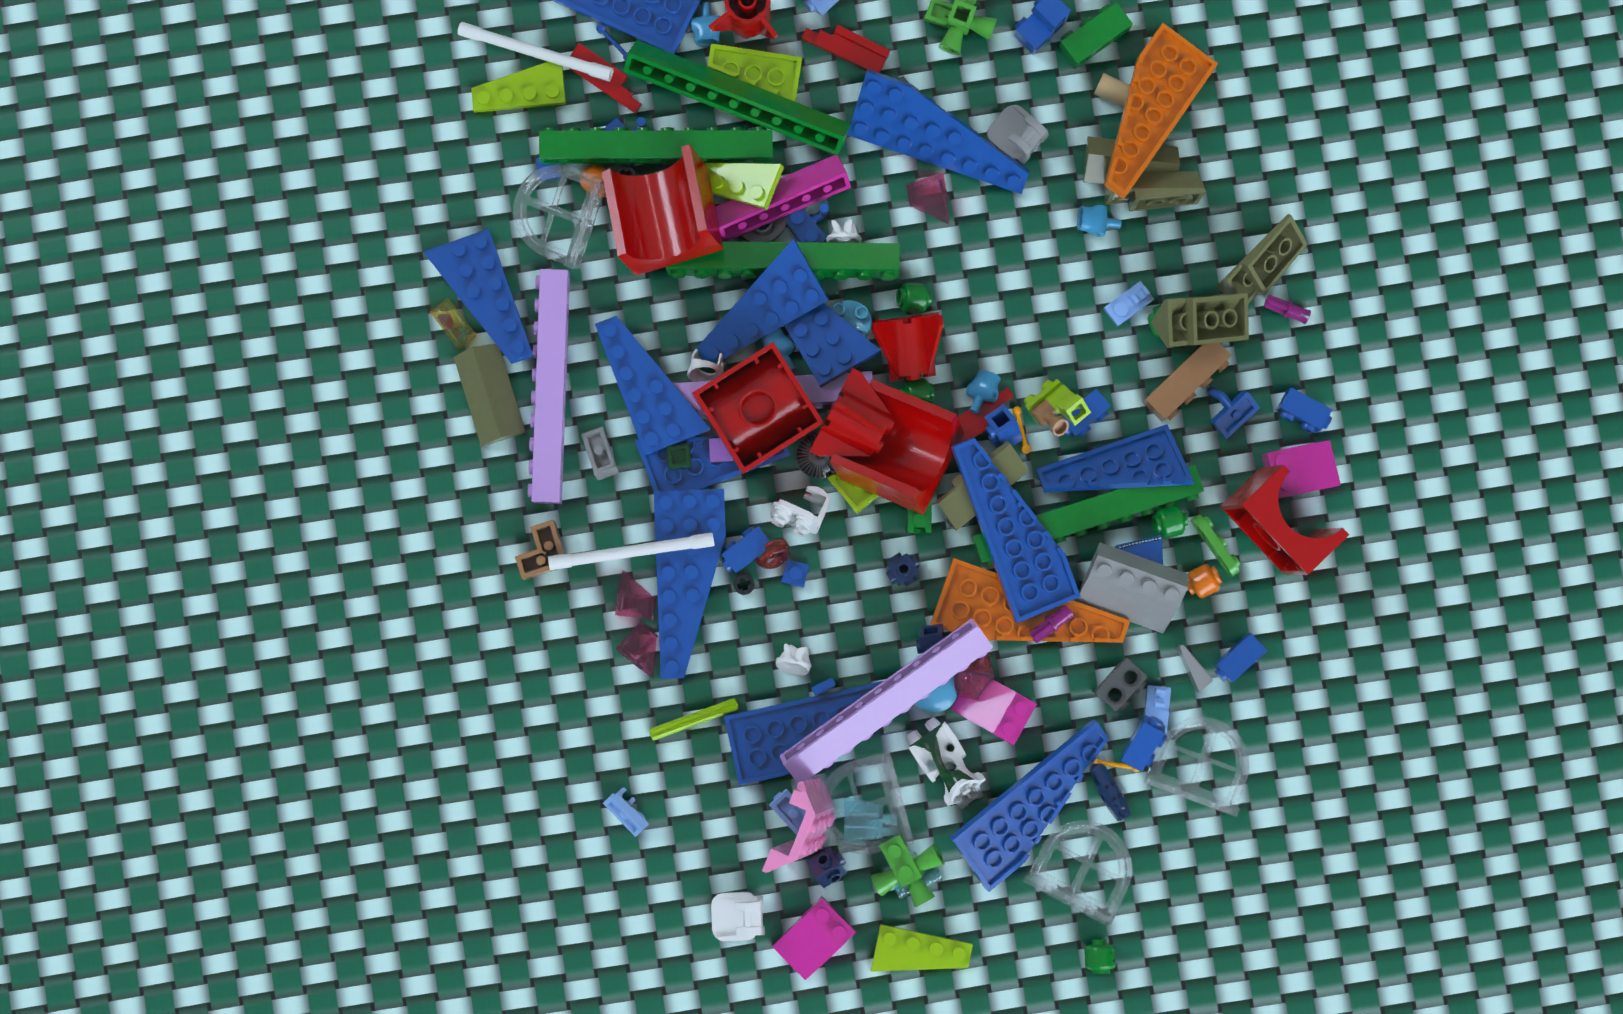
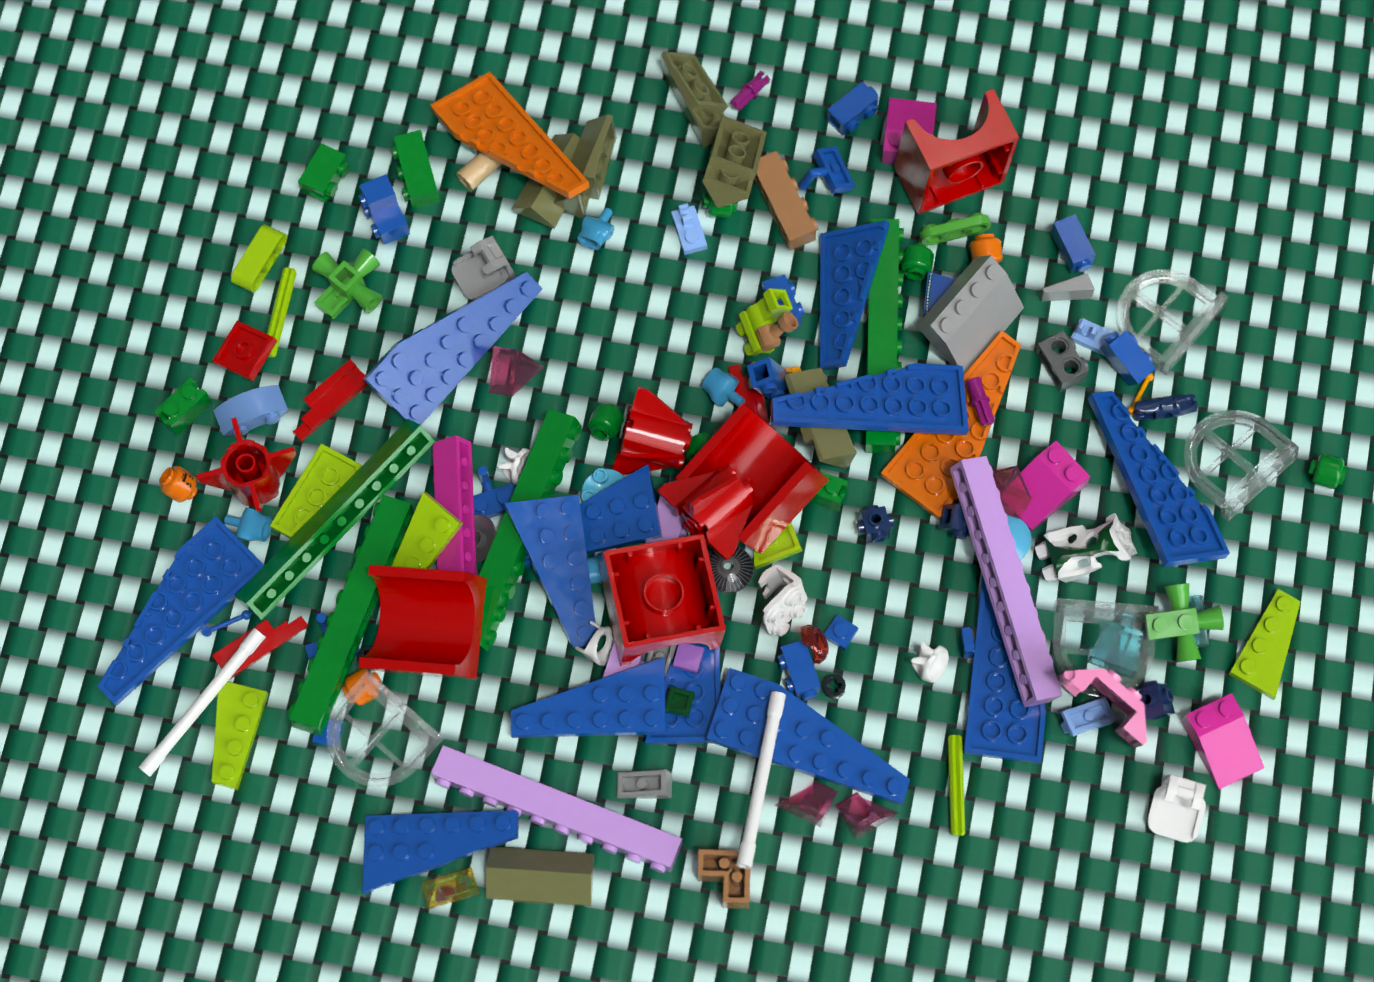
camera: 60 degrees left, 15 degrees down
(627, 815) = (1033, 887): light blue plate -> none

